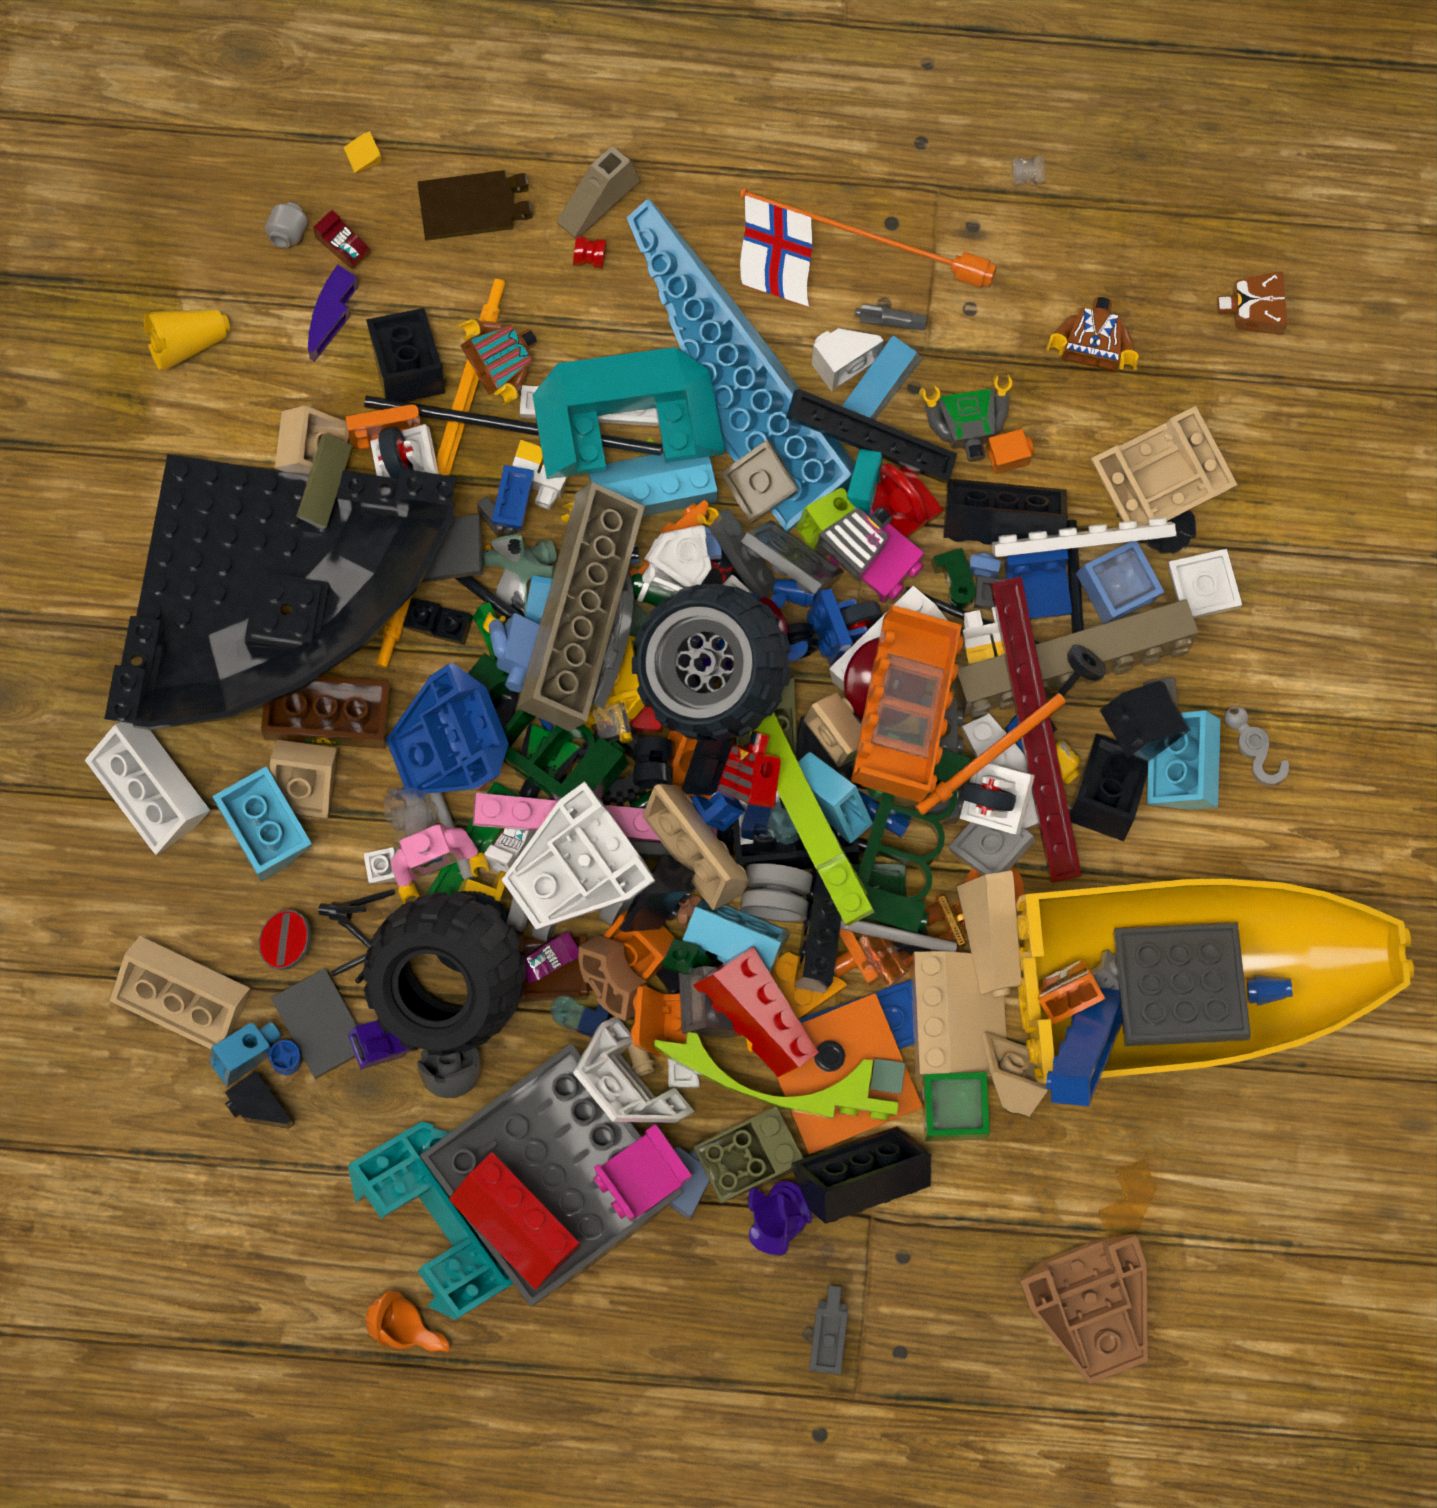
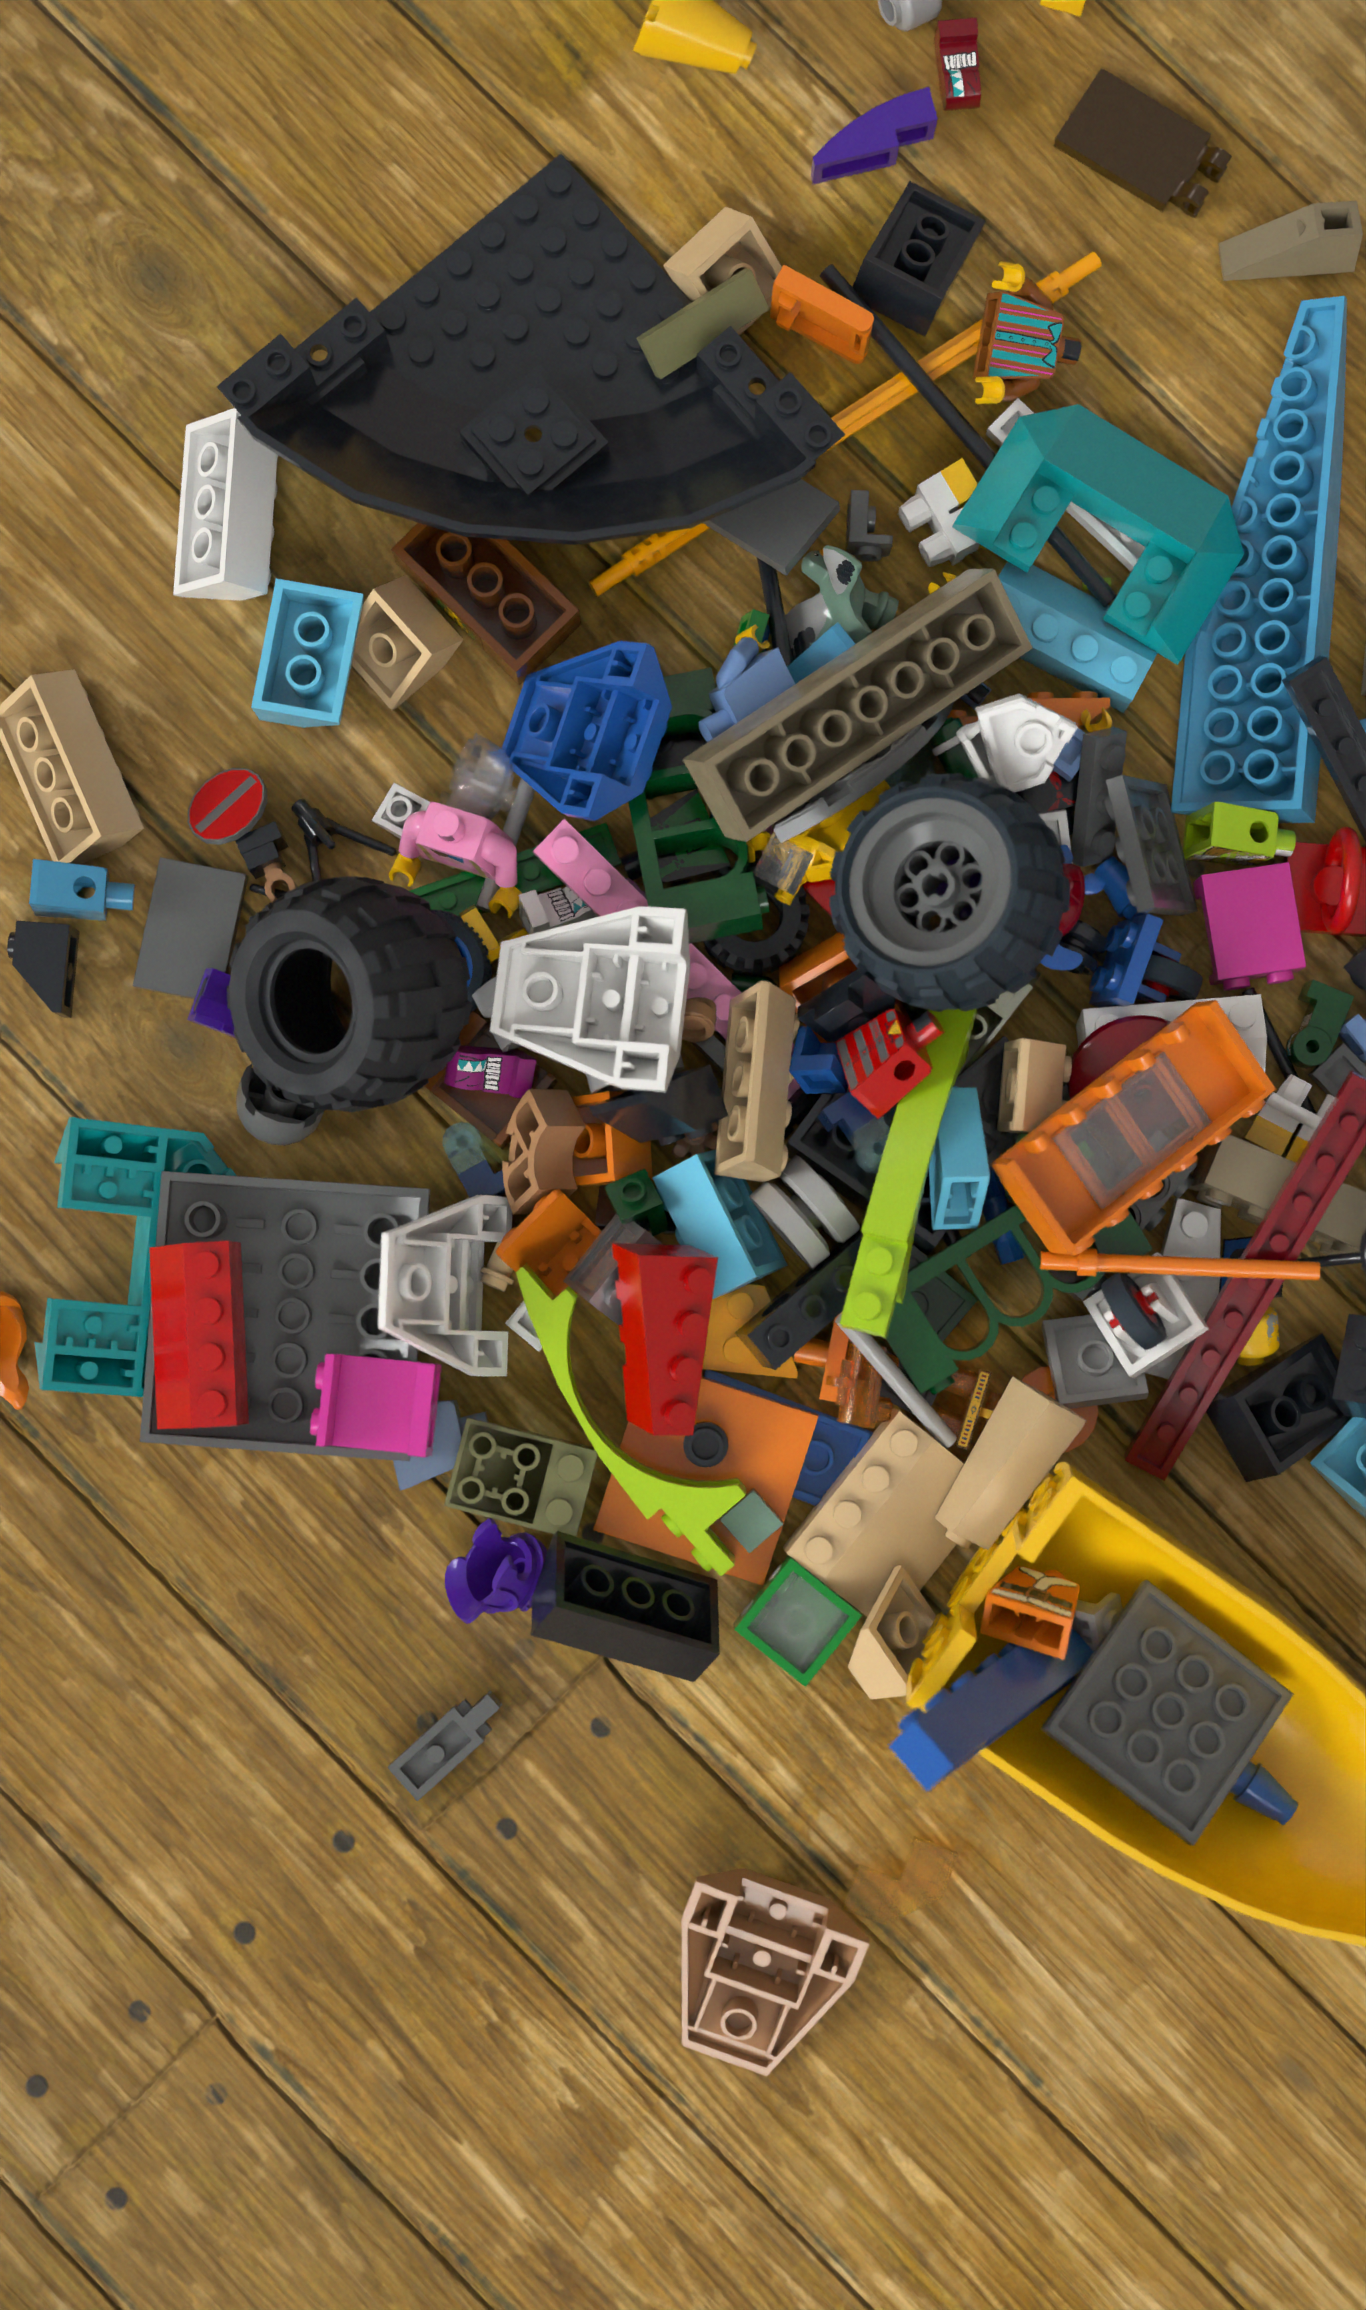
camera: 45 degrees right, 10 degrees up
(281, 1053) = (110, 933): blue wheel -> none
(325, 949) = (263, 856): none -> black piece
(405, 450) = (822, 364): plate -> none
(437, 622) = (697, 590): black slope -> none
(513, 497) = (896, 516): blue tile -> none
(589, 252) = (1225, 307): red wheel -> none
(637, 837) = (699, 1019): none -> medium nougat tile
(653, 762) = (778, 963): black wheel -> none
(760, 481) = (1191, 729): tile -> none
(856, 540) = (1241, 889): dark grey torso -> none
(865, 480) = (1310, 828): teal slope -> none

